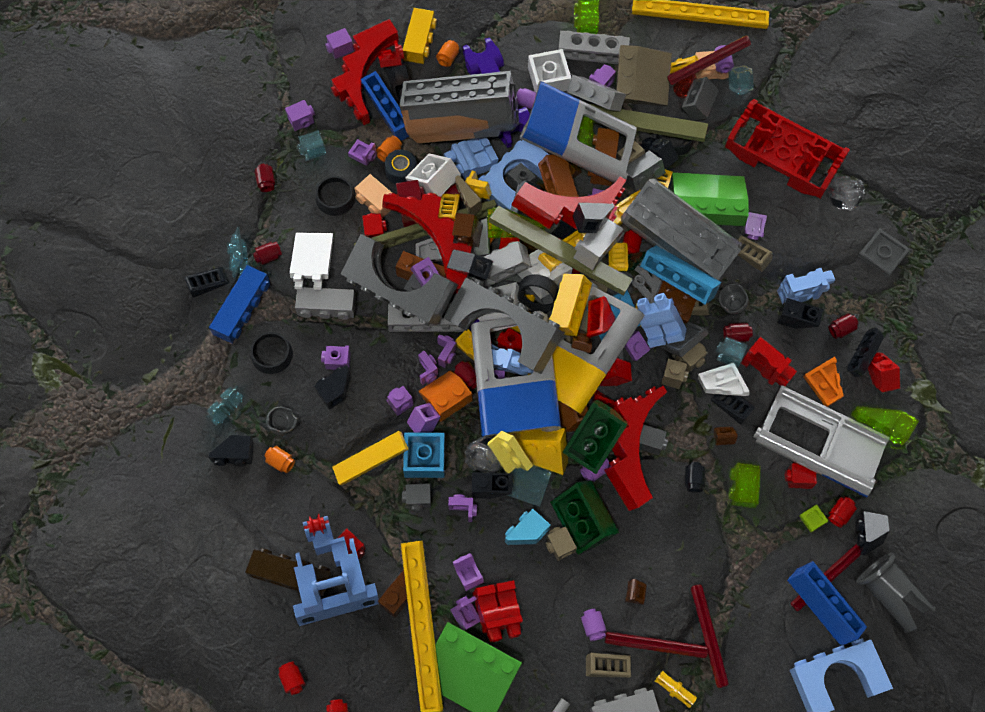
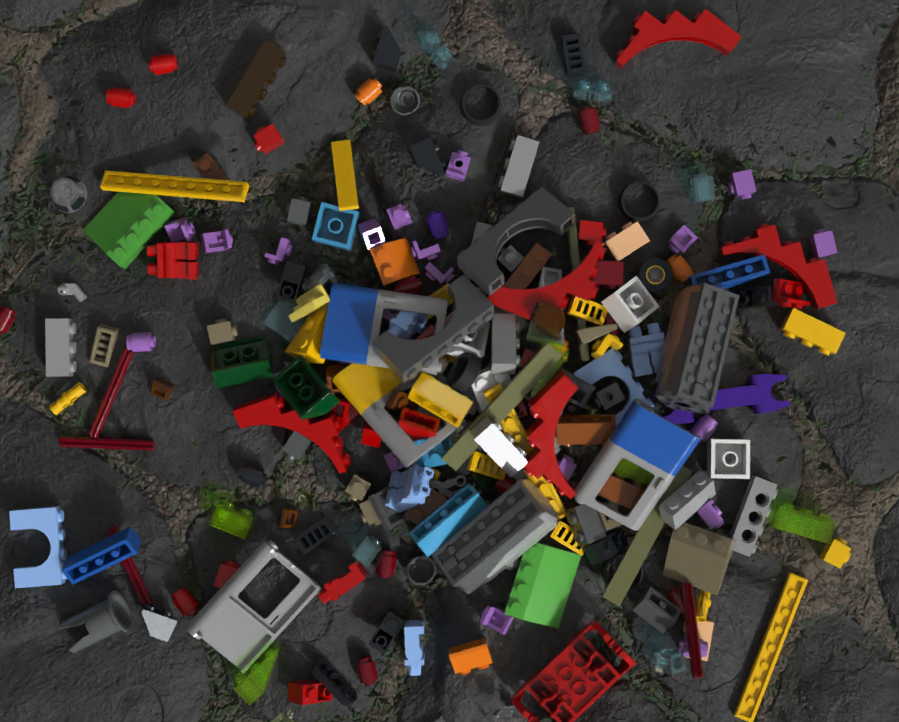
camera: 110 degrees right, 20 degrees up
(161, 177) = (676, 27): none -> red arch
(239, 304) = (538, 82): blue brick -> none
(265, 177) = (676, 134): dark red brick -> none
(311, 258) = (570, 162): white tile -> none
(357, 595) = (224, 133): medium blue container -> none
(399, 362) = (437, 224): none -> dark purple brick
(424, 266) = (523, 266): medium lavender brick -> none
(447, 53) = (782, 357): orange brick -> none
(470, 264) = (504, 311): slope -> none
(529, 530) = (241, 307): medium azure slope -> none
(591, 216) = (522, 443): black slope -> none
(724, 381) = (339, 533): white wing -> none
(755, 261) = (455, 615): dark tan slope -> none
(795, 239) = (470, 656): none -> orange slope
(813, 518) = (187, 574): lime tile -> none
(825, 382) = (314, 633): orange wing -> none

